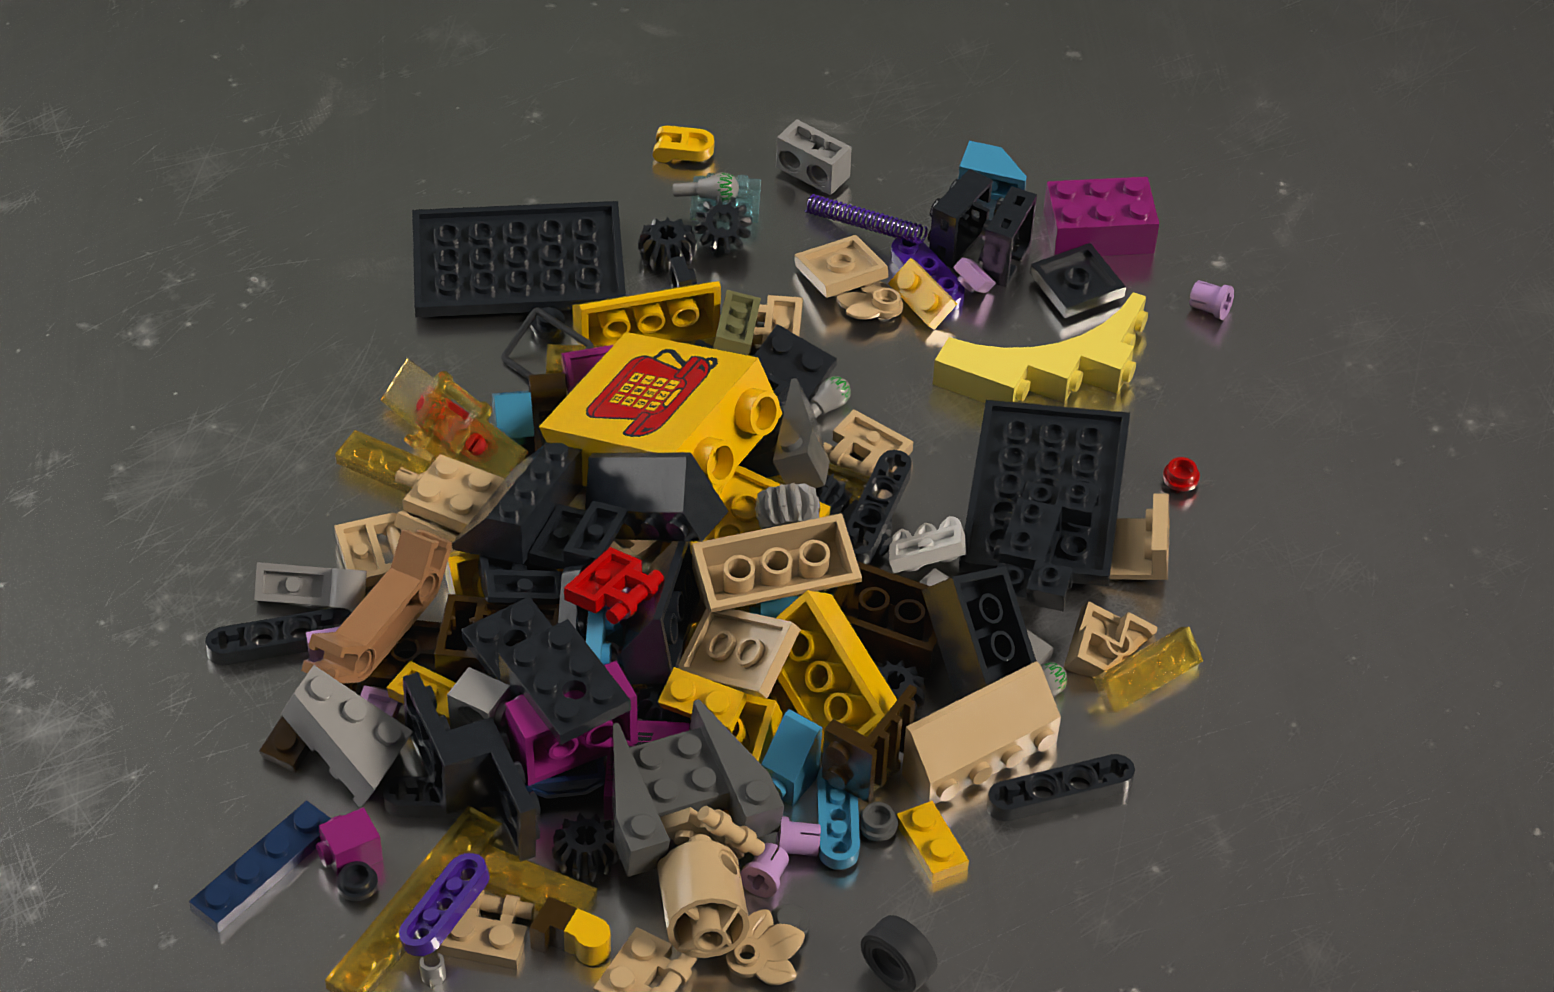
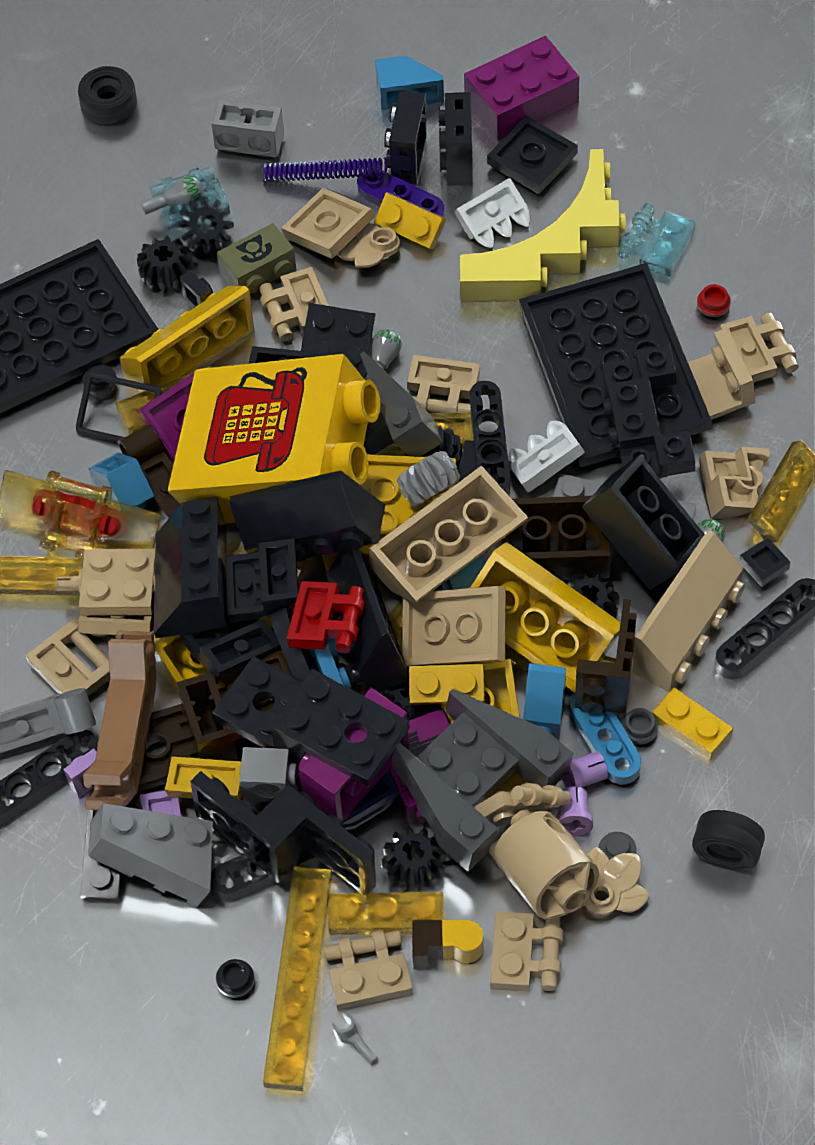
camera: 20 degrees left, 10 degrees up
(259, 868) = (143, 1000): dark blue plate -> none
(349, 840) = (209, 945): magenta brick -> none
(429, 921) = (323, 955): dark purple plate -> none
(682, 144) = (134, 156): yellow plate -> none
(701, 98) = (105, 80): none -> black tyre
(737, 323) = (277, 318): olive plate -> none
(755, 271) = (257, 259): none -> olive brick
(973, 276) = (445, 187): lavender plate -> none
(1008, 314) = (493, 211): none -> white plate
(1090, 725) = (764, 562): none -> black plate
(1165, 407) = (667, 241): none -> clear light blue plate
(1189, 532) = (750, 343): none -> tan plate
(1212, 298) = (652, 126): lavender bush -> none

